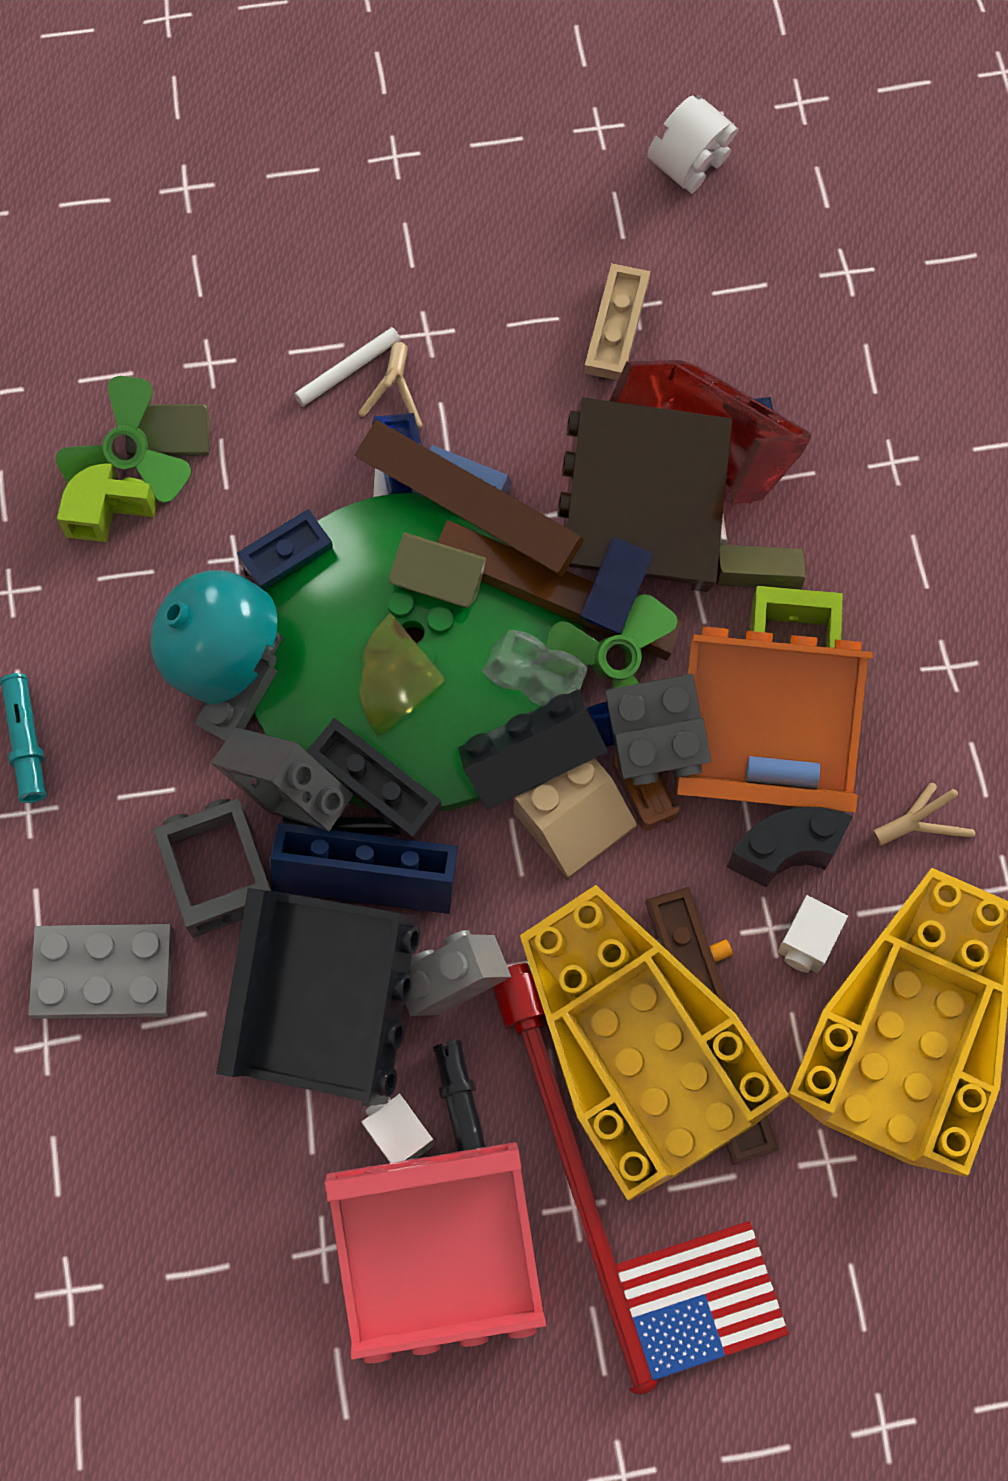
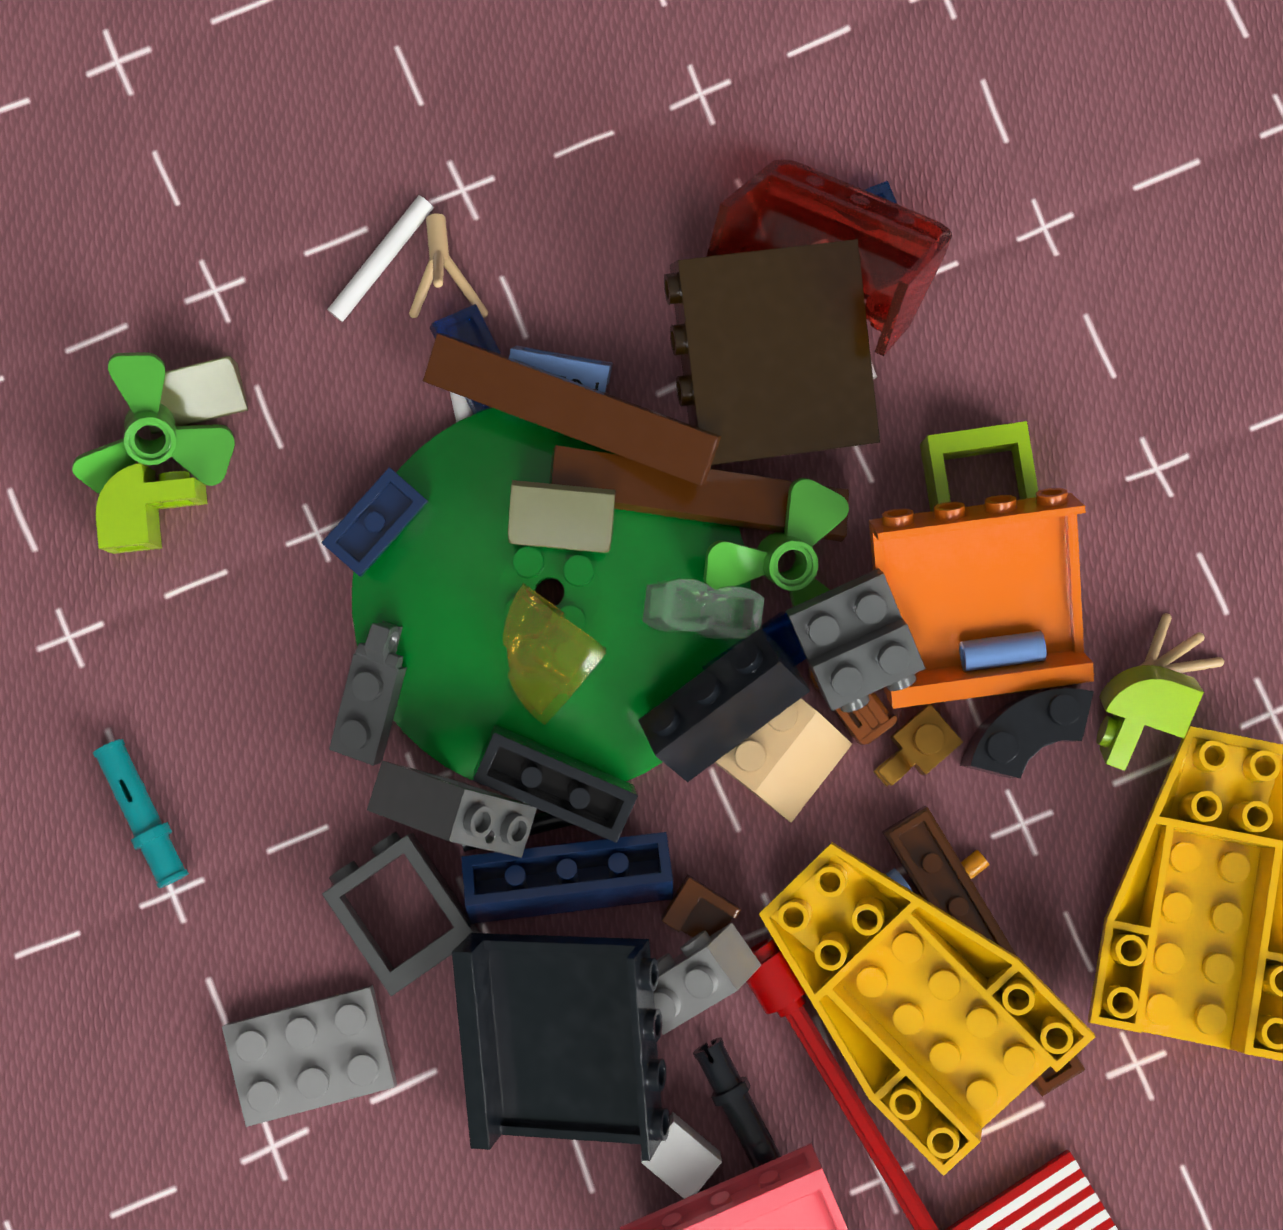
camera: 15 degrees left, 15 degrees up
(212, 635) = (324, 652): teal cylinder -> none
(469, 915) = (698, 909): none -> reddish brown panel
(616, 585) = (769, 479): clear blue tile -> none
(617, 321) = (686, 124): tan plate -> none
(695, 837) = (921, 744): none -> pearl gold plate
(761, 566) = (924, 398): olive slope -> none
(811, 935) = (1072, 829): white brick -> none
(899, 835) = (1141, 698): none -> lime brick

